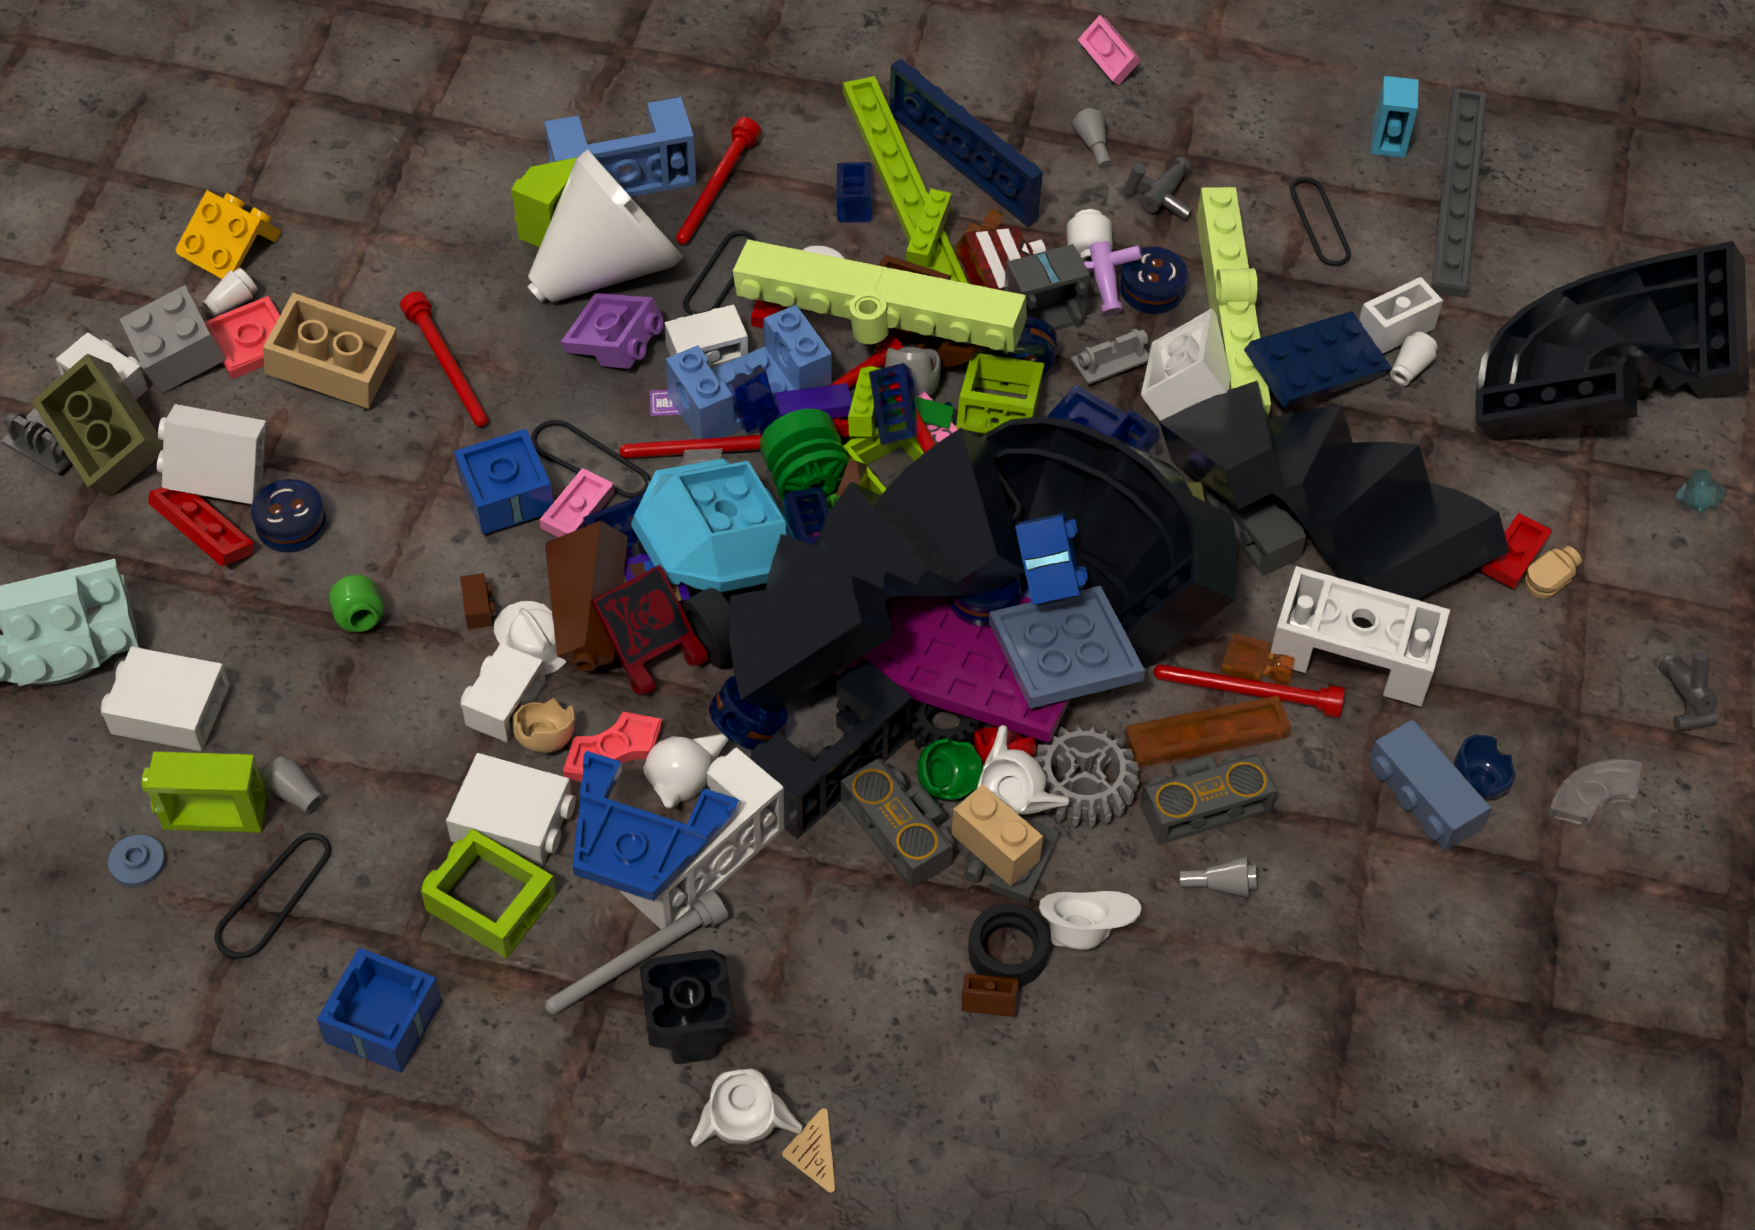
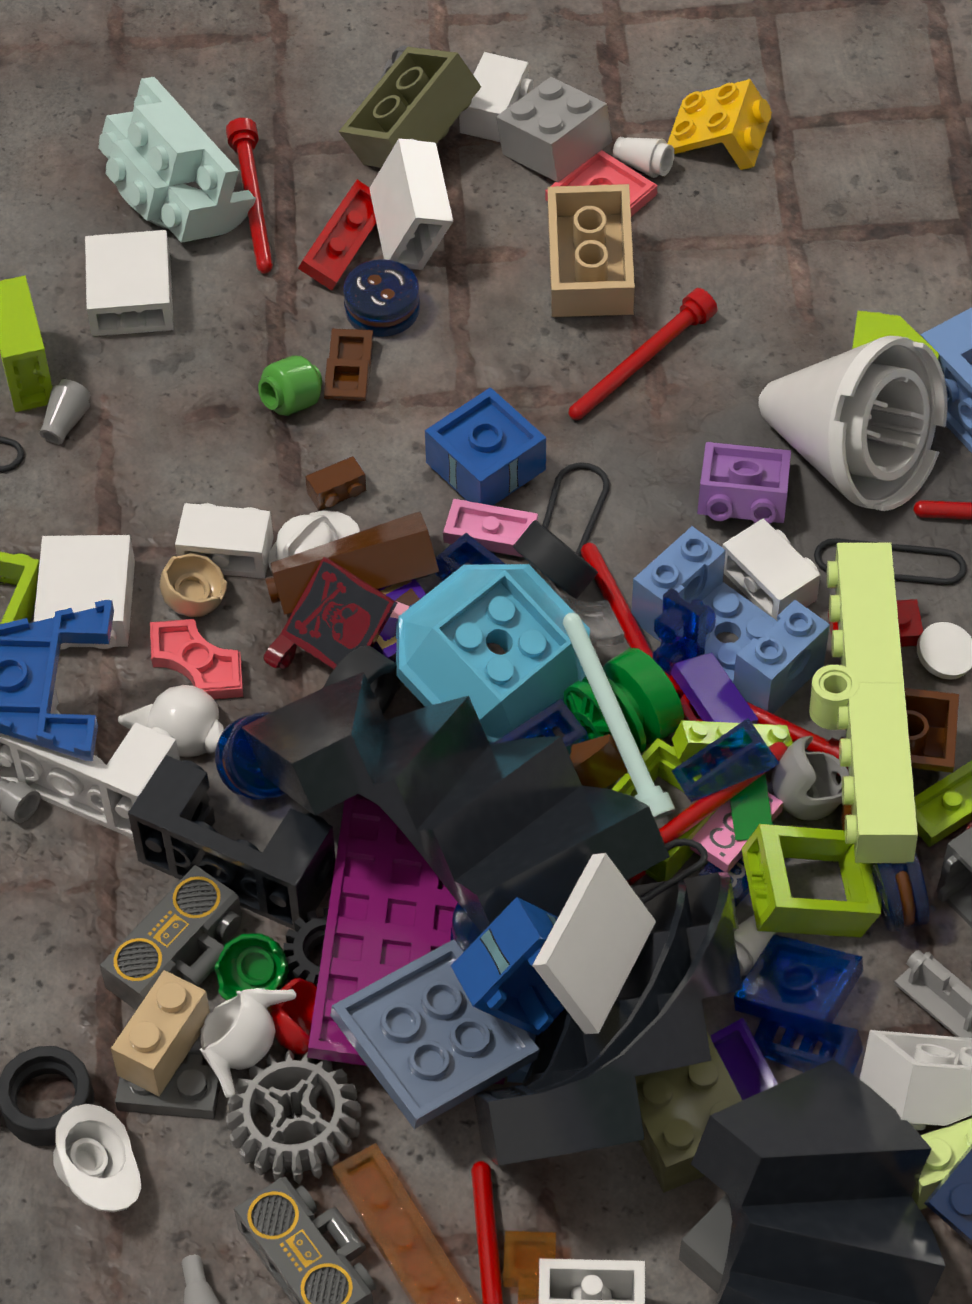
camera: 75 degrees right, 0 degrees up
(32, 567) = (243, 138): none -> red piece
(340, 558) = (349, 364): none -> reddish brown slope
(641, 460) = (555, 559): none -> black tyre
(900, 458) = (648, 793): none -> light aqua piece
(1058, 500) = (594, 943): none -> white tile

